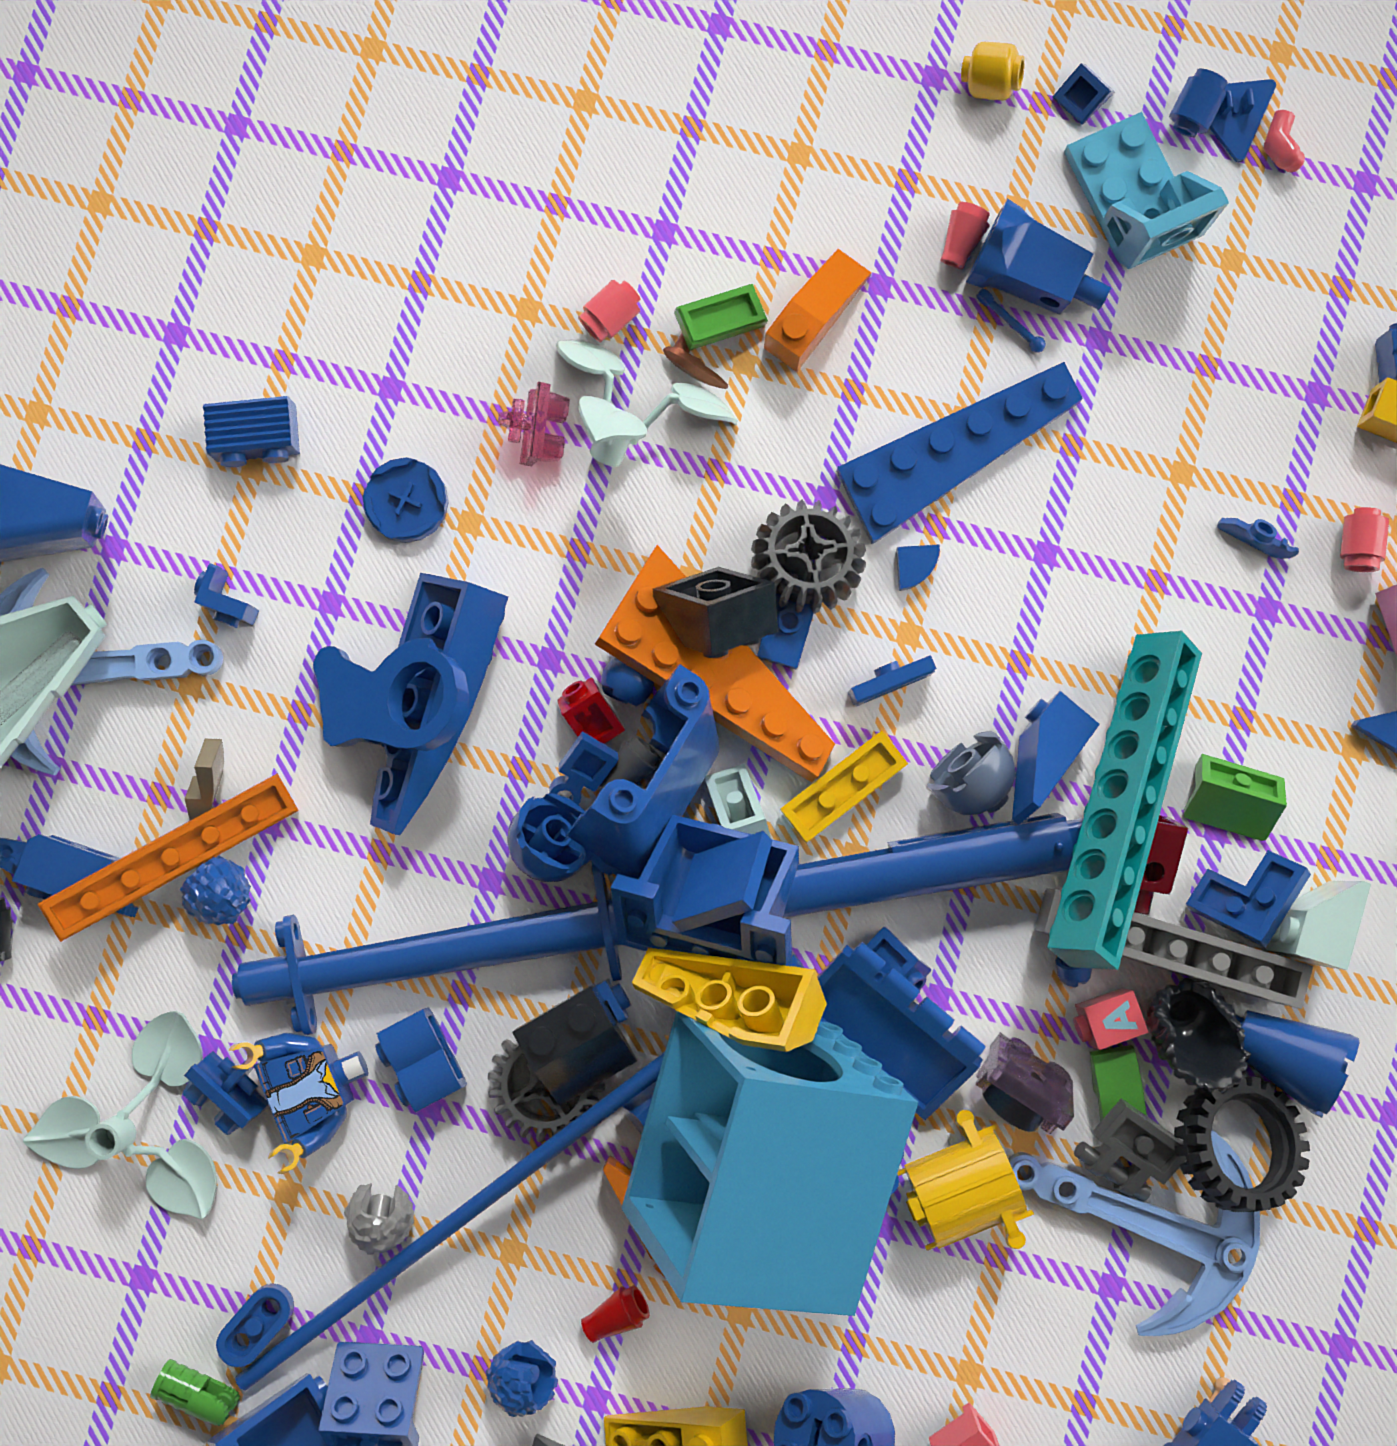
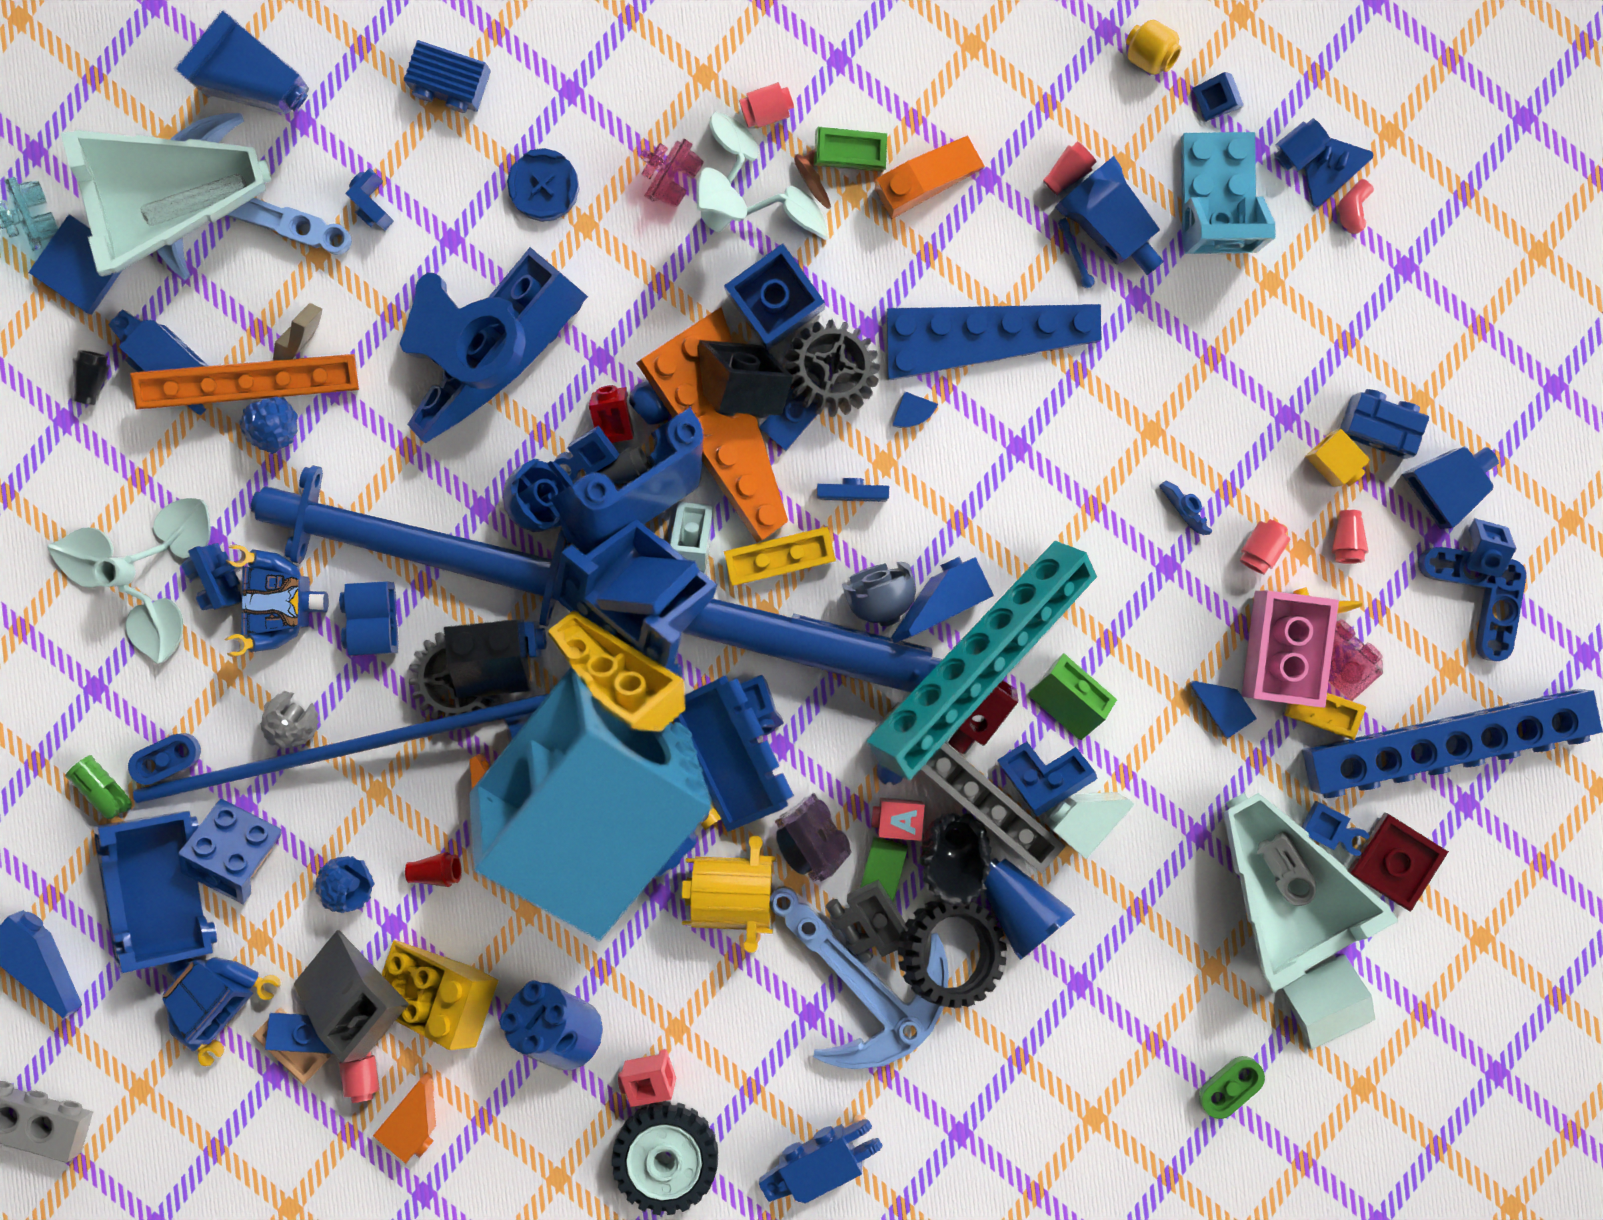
camera: 25 degrees right, 5 degrees up
(712, 507) = (775, 297): none -> blue brick

